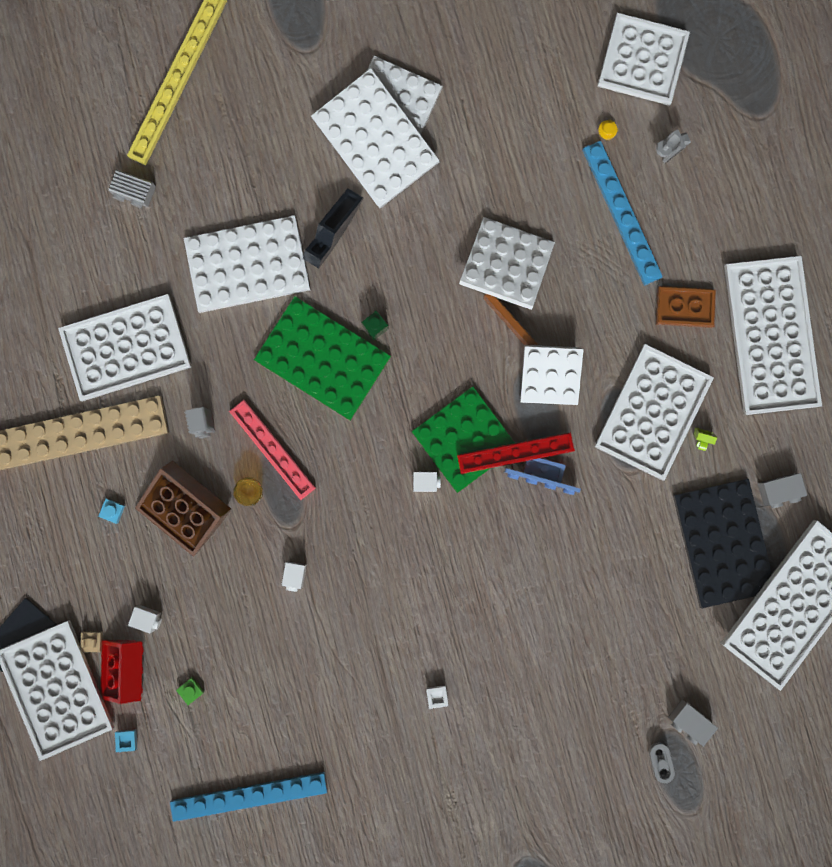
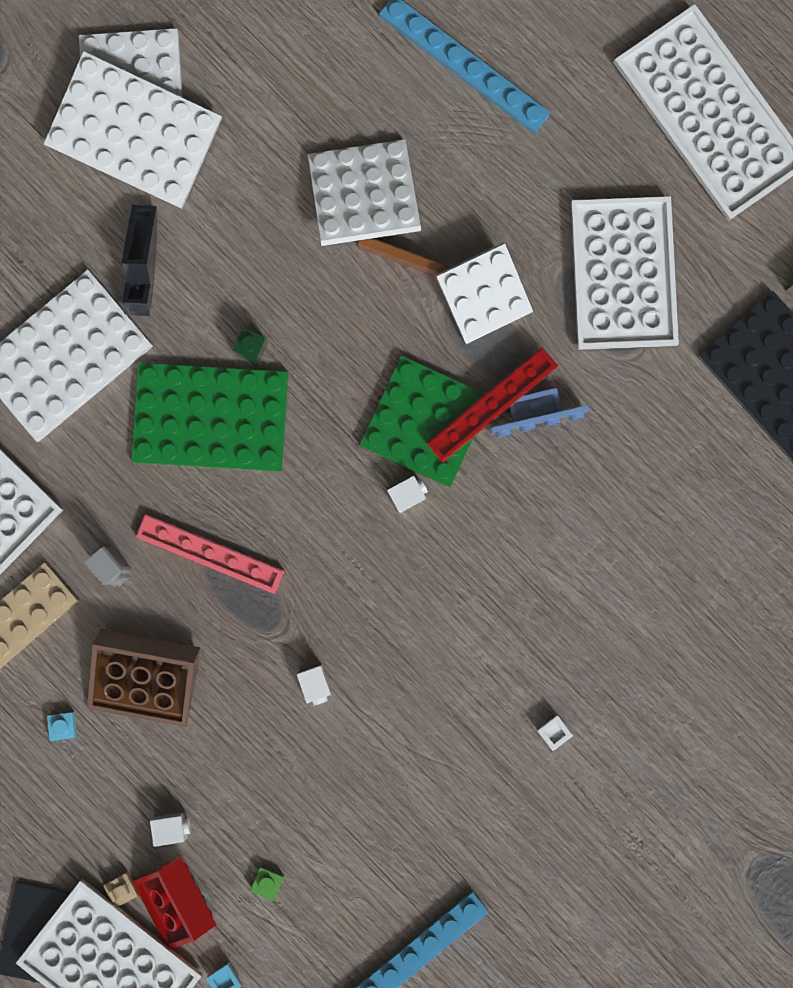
camera: 30 degrees left, 0 degrees up
(248, 491) = (208, 617): clear yellow hair -> none
(685, 306) = (595, 133): dark orange tile -> none
(704, 437) = (697, 271): lime tile -> none

